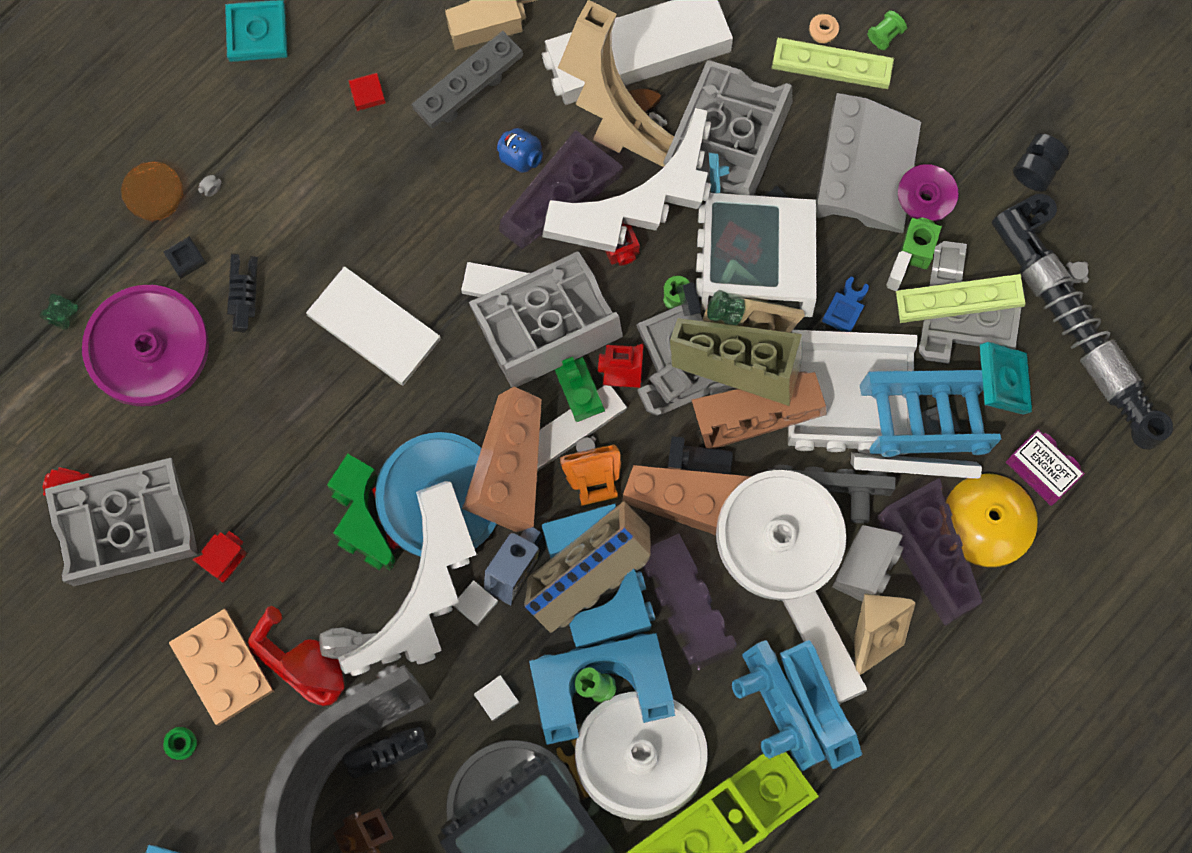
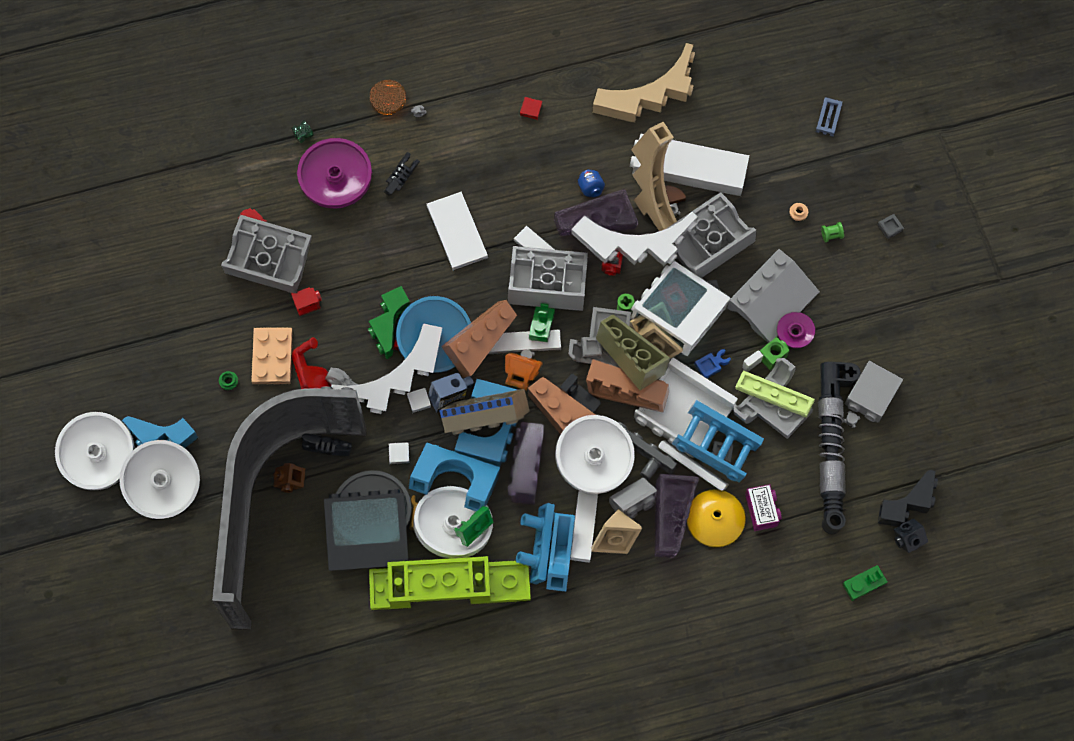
camera: 30 degrees right, 5 degrees down
(184, 257) = (382, 140): black tile -> none
(256, 30) = (494, 44): teal tile -> none
(467, 80) = (584, 131): dark grey plate -> none
(595, 685) = (451, 472): bright green bush -> none
(621, 365) = (571, 324): red window -> none
(680, 746) = (474, 526): none -> green plate
(689, 299) = (626, 309): black tile -> none
(716, 172) = (685, 252): medium azure piece -> none
(726, 308) = (640, 323): clear green wheel -> none
(832, 63) = (791, 233): yellowish green tile -> none
(1005, 378) = (771, 449): teal tile -> none
(1040, 163) = (868, 349): black wheel -> none
(1086, 217) = (873, 392): none -> light grey panel

